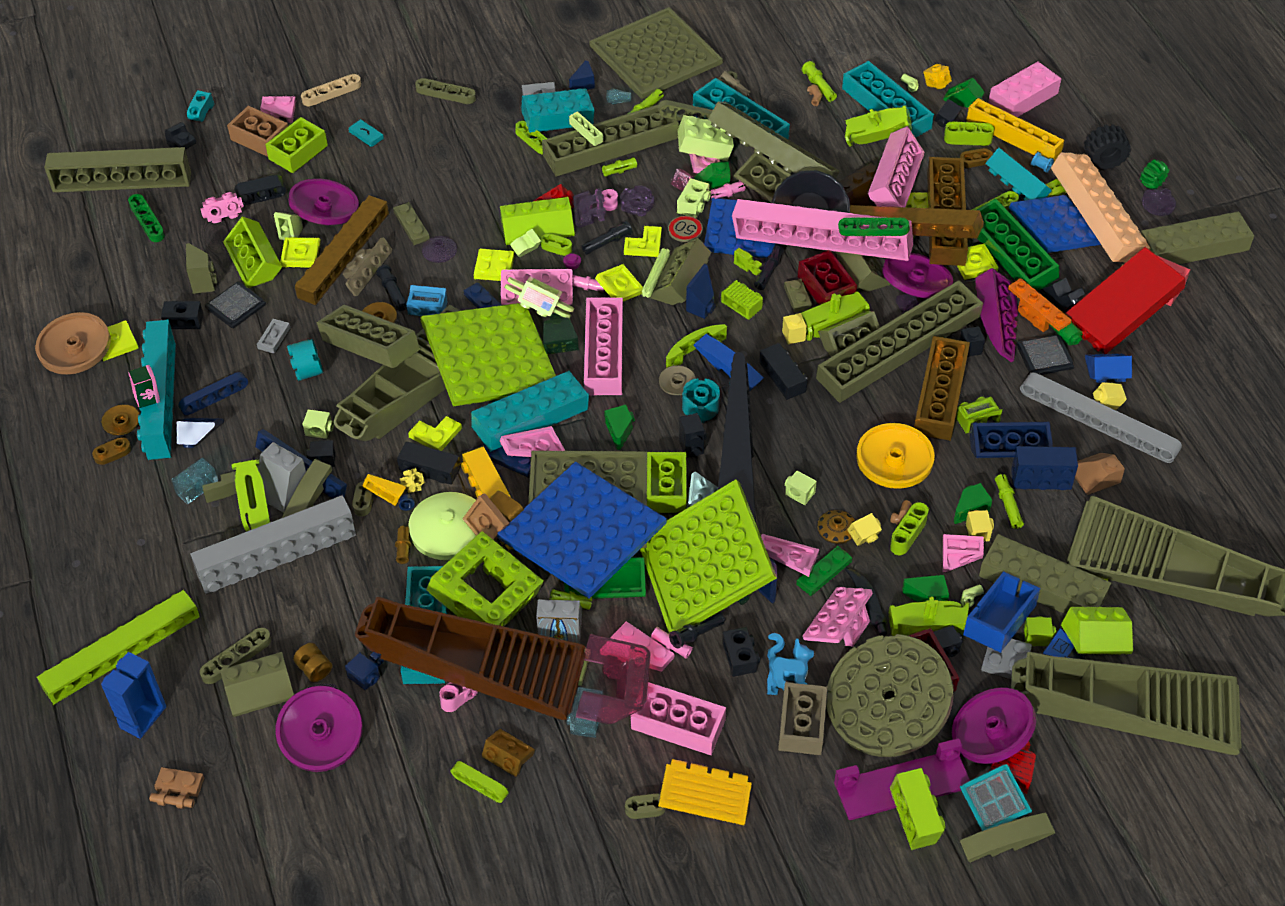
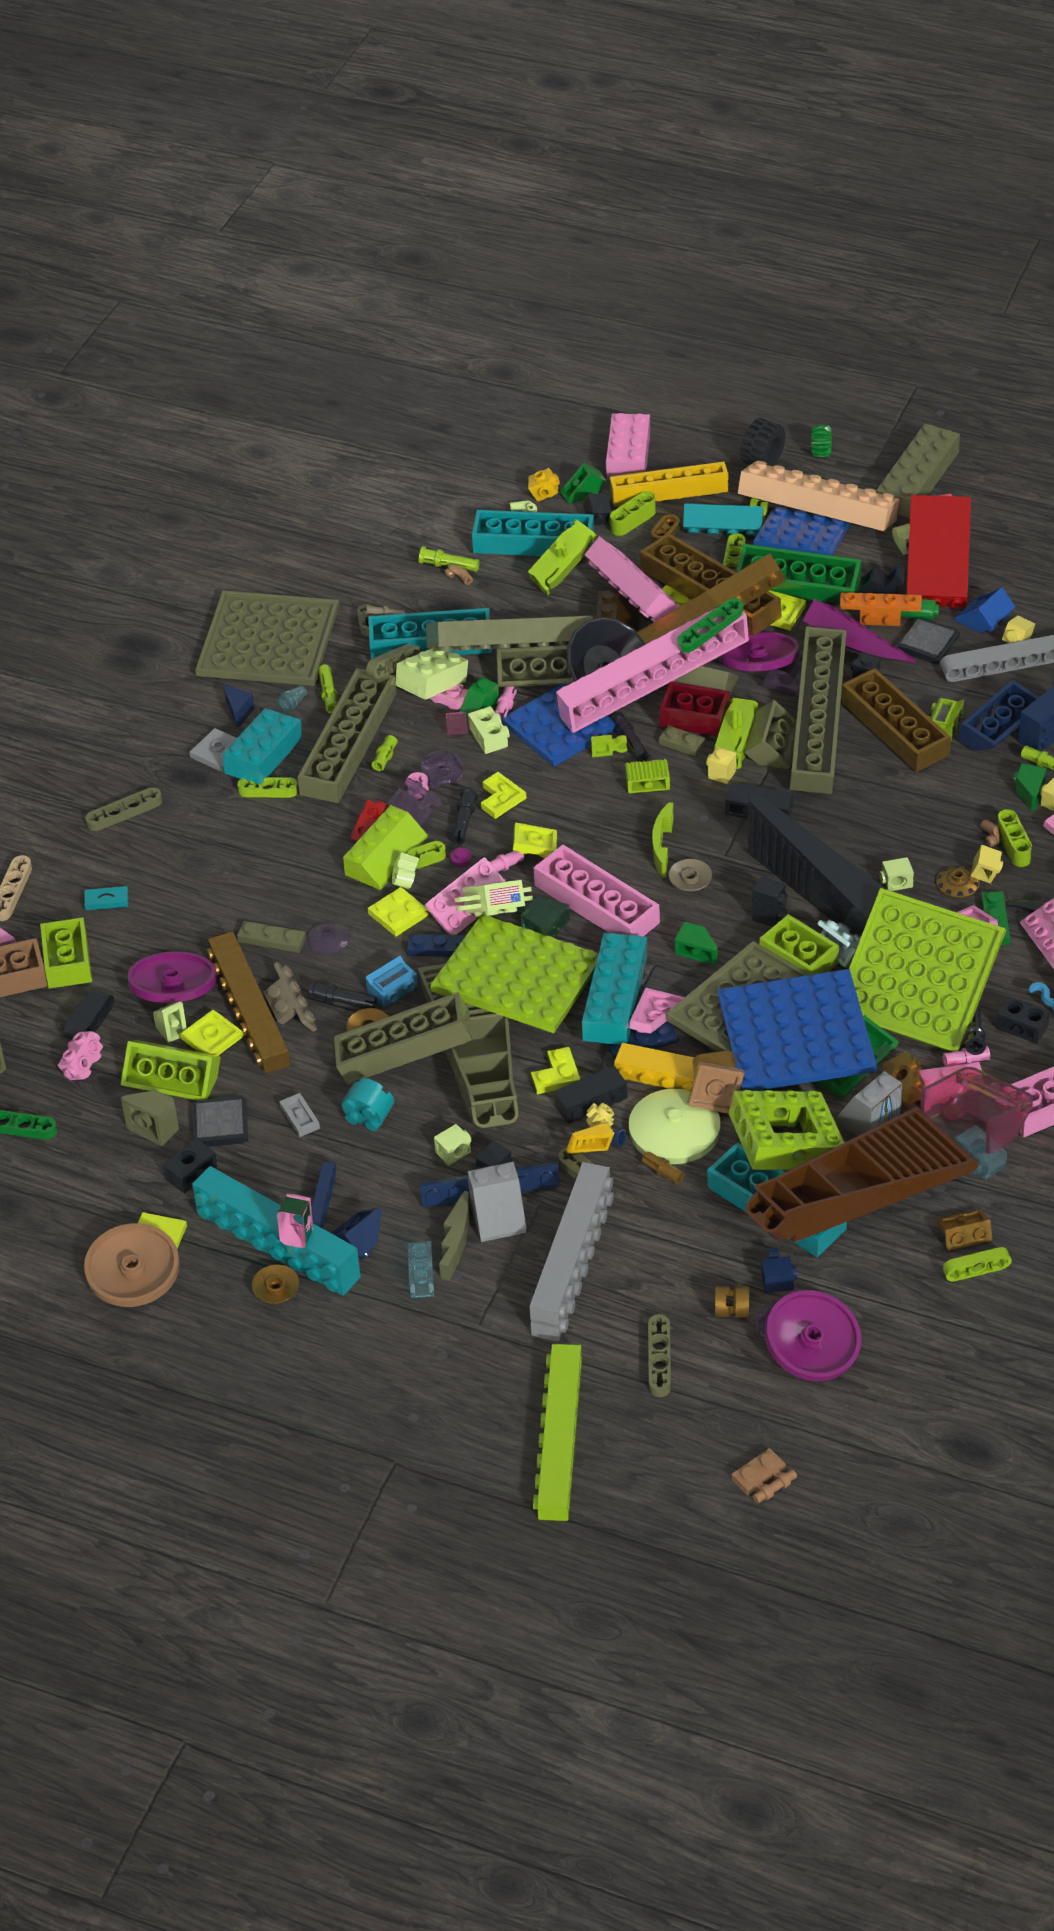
camera: 45 degrees left, 5 degrees down
(111, 451) = (303, 1312): pearl gold plate -> none
(134, 695) = (653, 1432): blue piece -> none
(250, 494) = (504, 1233): lime piece -> none
(257, 684) = (712, 1355): olive slope -> none
(308, 488) = (536, 1201): olive slope -> none
(458, 694) = (869, 1229): bright pink piece -> none
(559, 595) = (851, 1090): lime pin -> none
(585, 128) = (326, 737): yellowish green piece -> none
(608, 619) = (906, 1070): none -> pearl gold brick
(655, 272) = (547, 810): yellowish green axle -> none
(679, 271) = (566, 795): olive slope -> none
(685, 228) = (519, 758): piece -> none
(700, 294) = (614, 796): dark blue slope -> none
(701, 398) = (733, 873): teal brick -> none
(722, 357) = (702, 829): blue slope -> none
(895, 455) = (933, 794): yellow dish -> none
(1042, 162) = (721, 494): dark azure bush -> none
(1159, 202) = (849, 461): clear purple dish -> none

